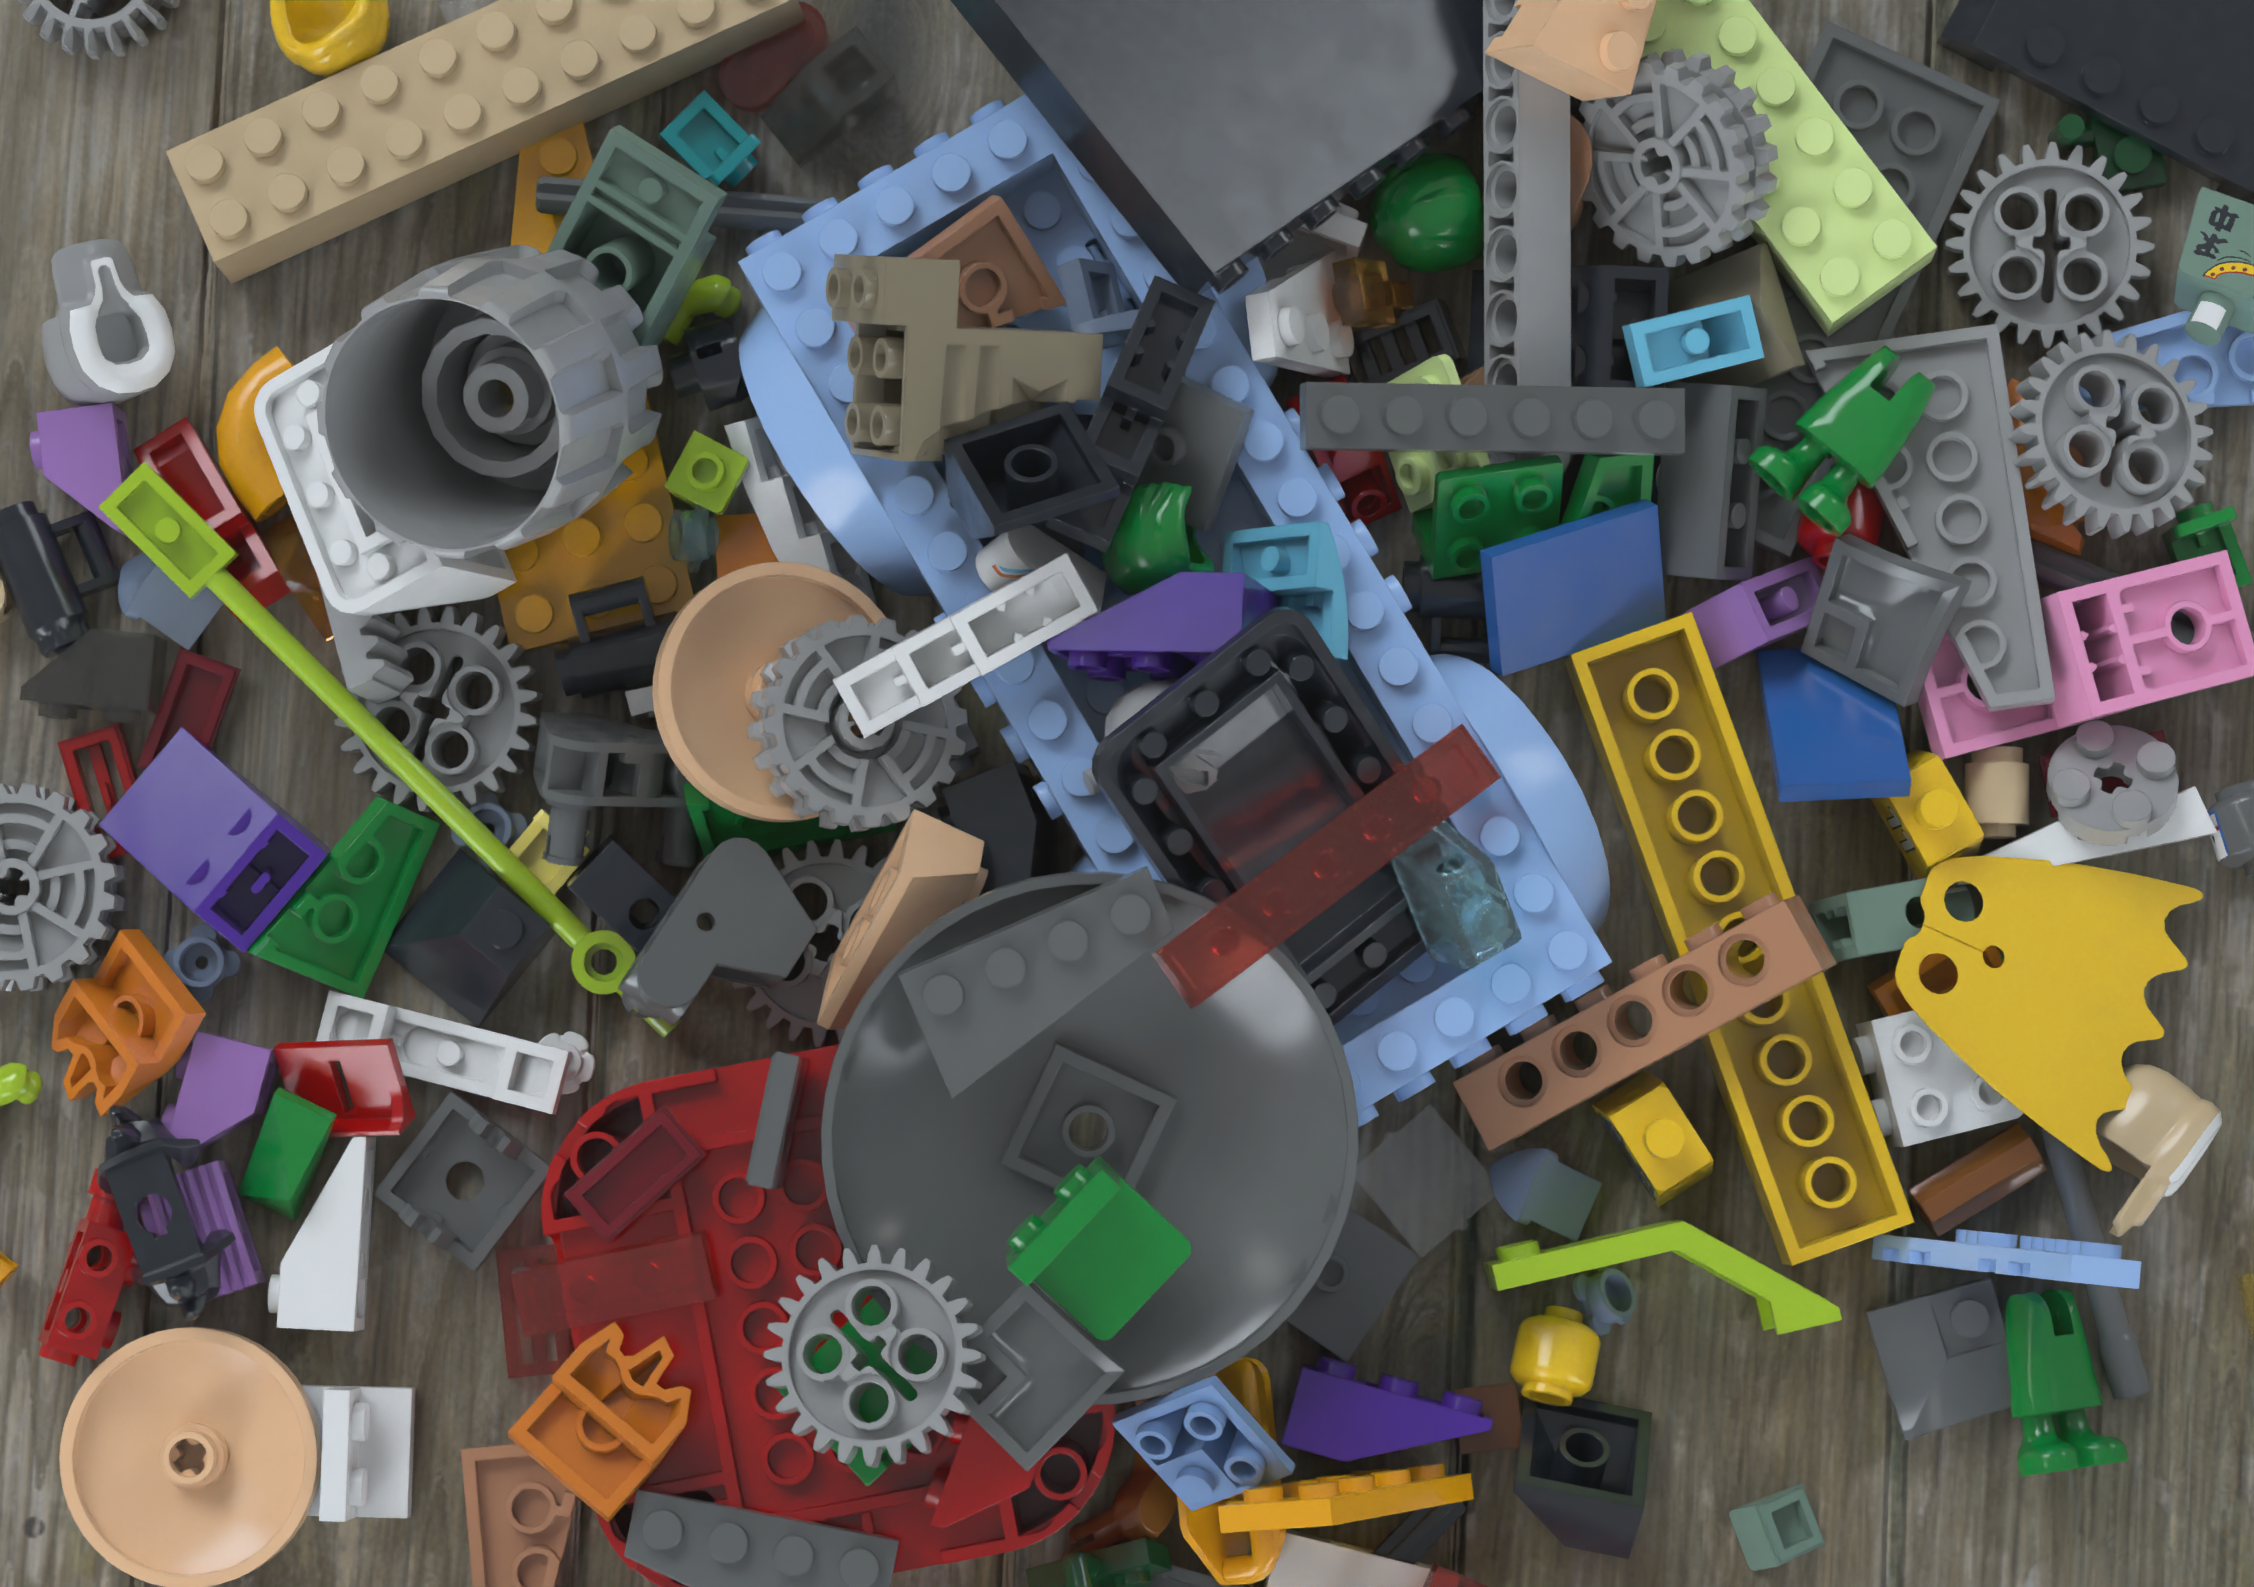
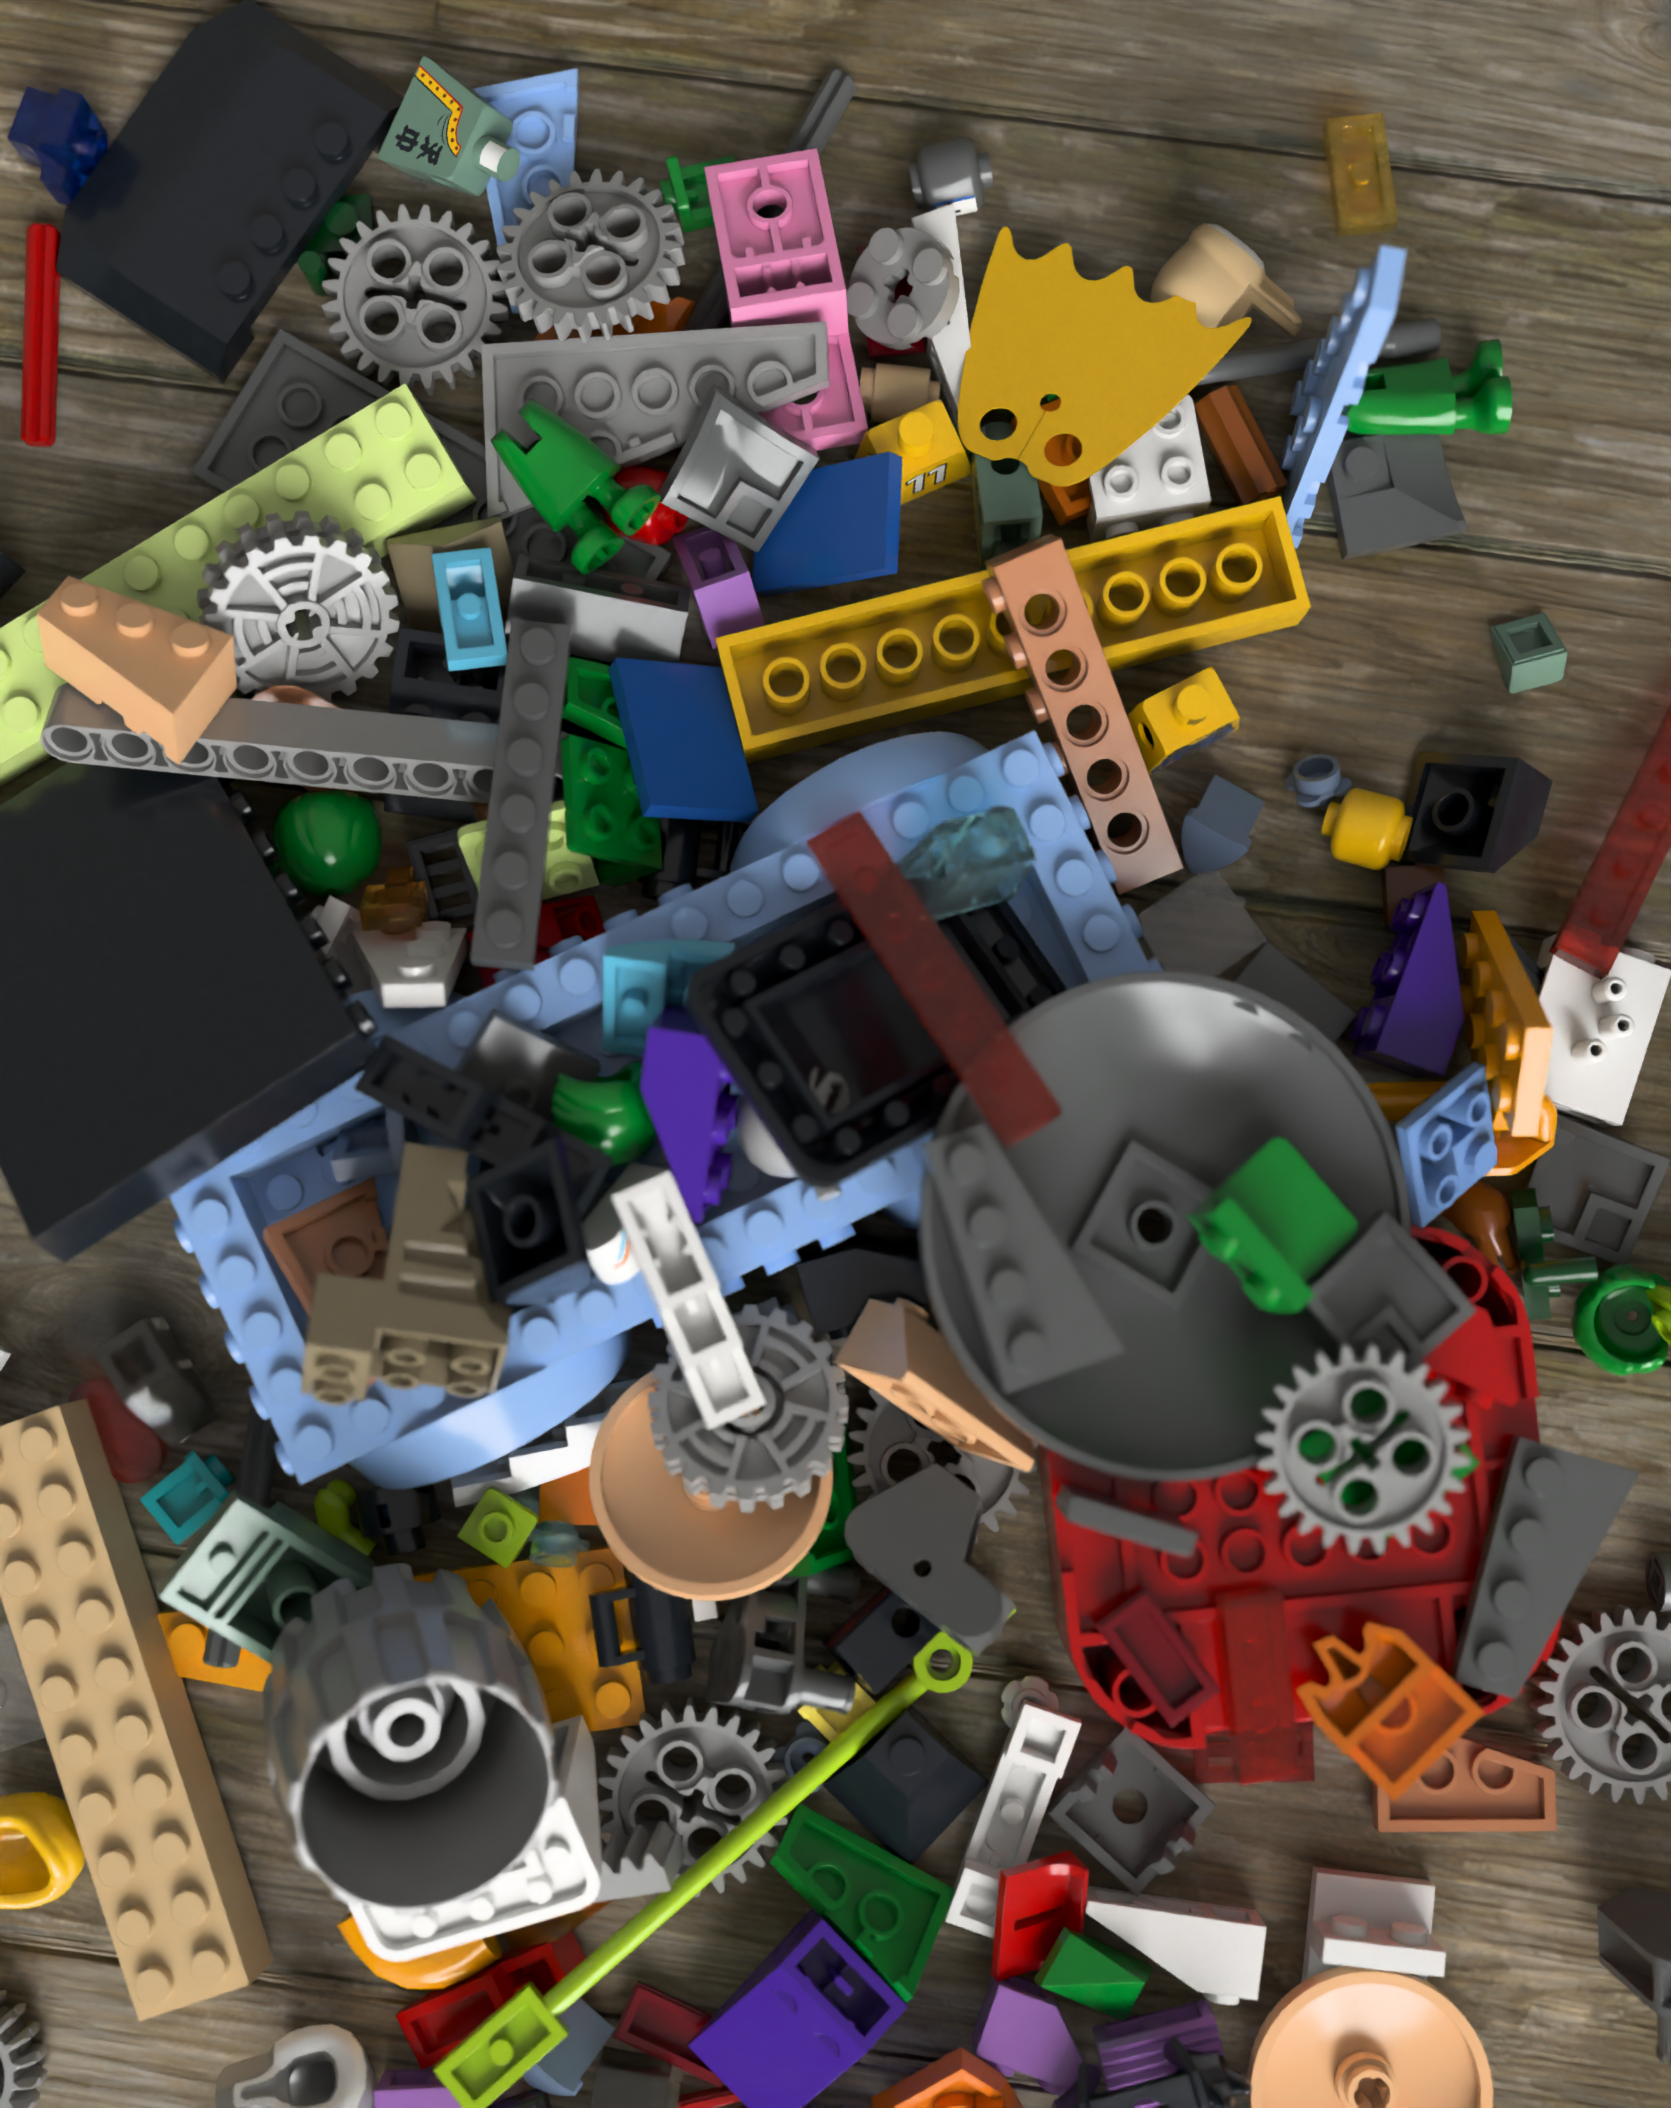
camera: 90 degrees left, 0 degrees up
(220, 962) = (912, 2055): sand blue plate -> none
(1778, 1299) = (1290, 841): lime windscreen -> none

